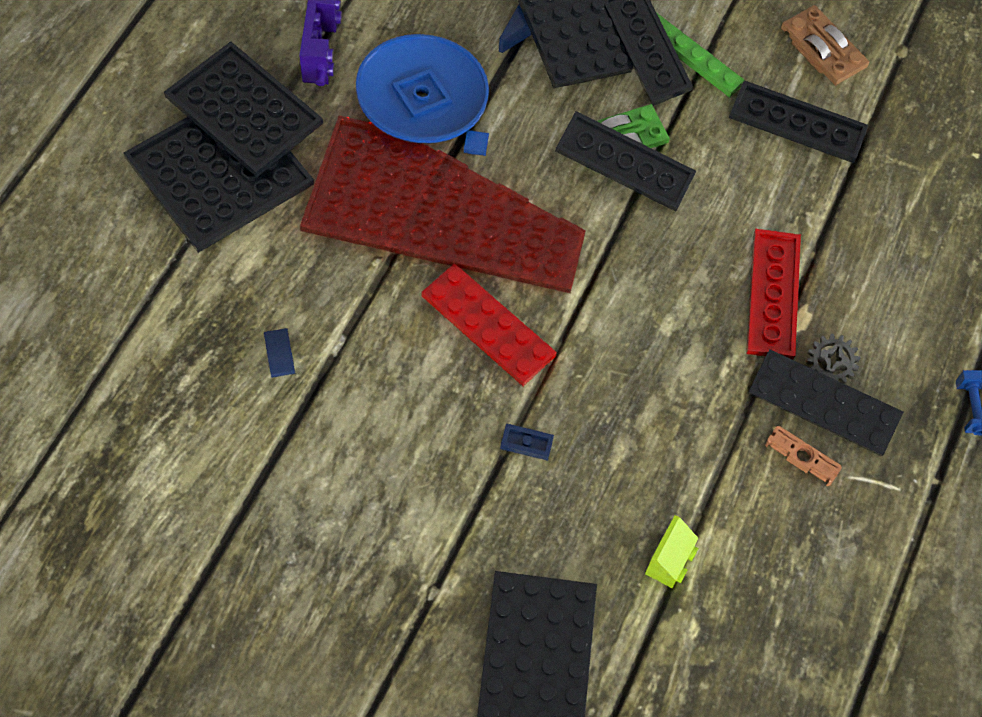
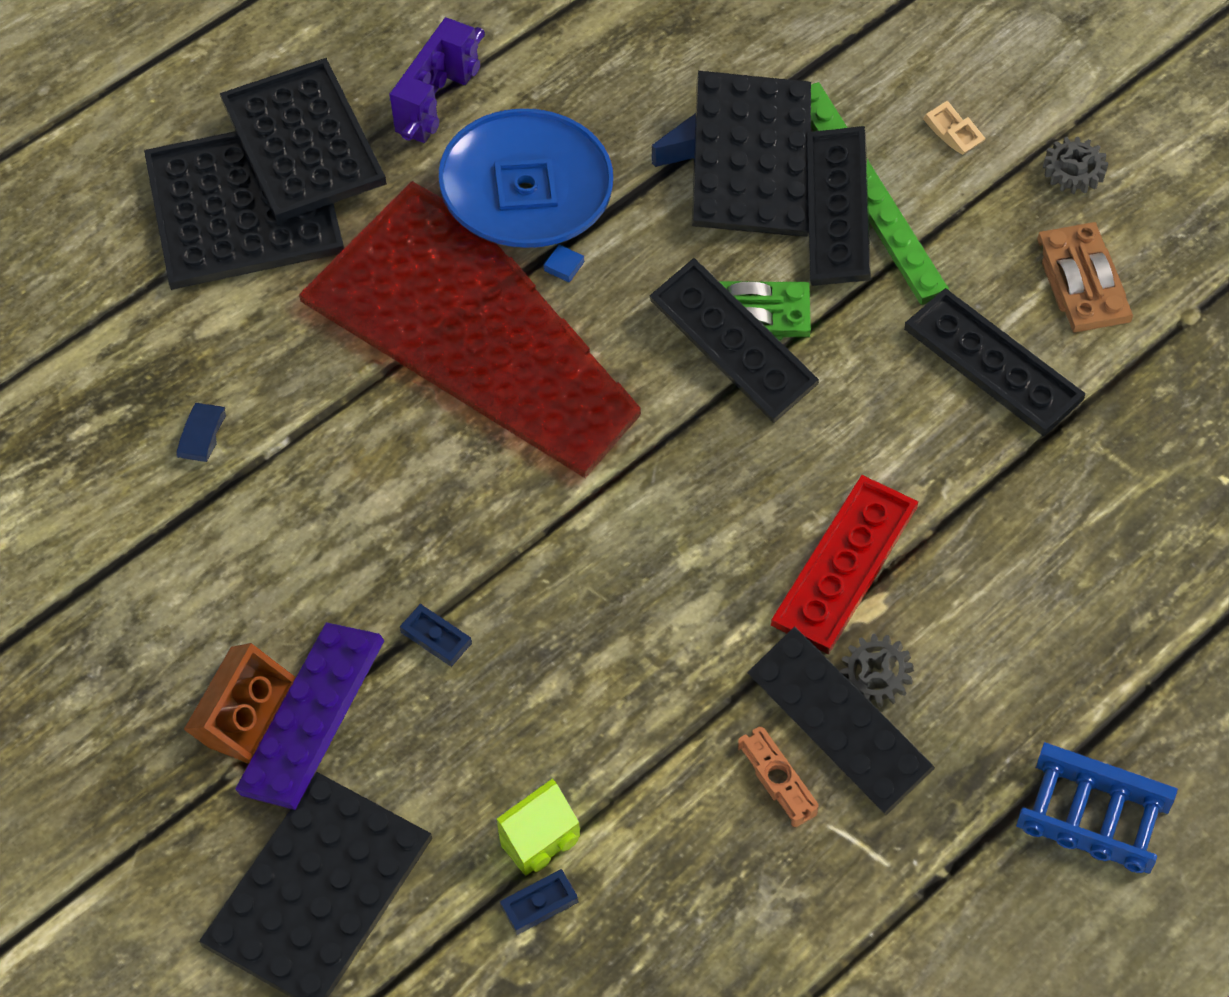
camera: 30 degrees right, 5 degrees down
(416, 541) = (240, 702): none -> dark orange slope
(470, 532) = (310, 716): none -> dark purple plate
(489, 324) = (466, 483): red plate -> none
(694, 603) = (539, 901): none -> dark blue plate

